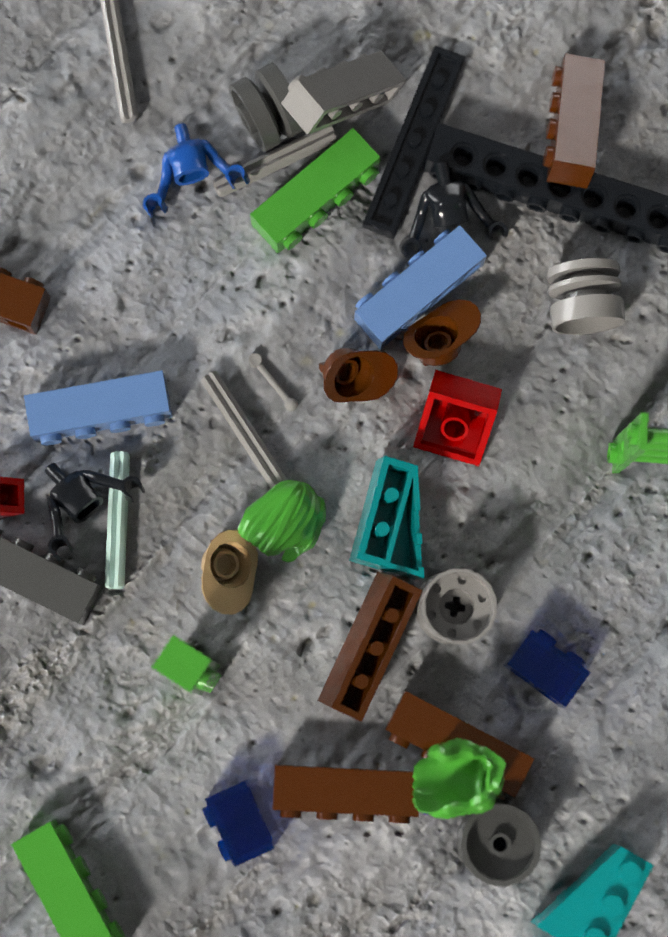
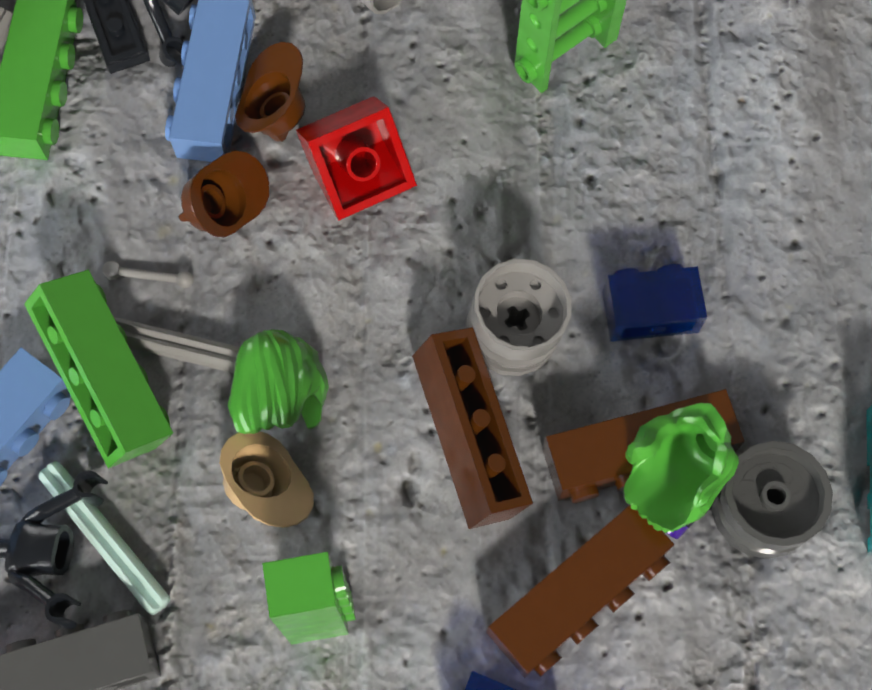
camera: 40 degrees left, 10 degrees down
(194, 422) = (98, 367): none -> bright green brick
(390, 521) = (380, 295): teal wedge -> none

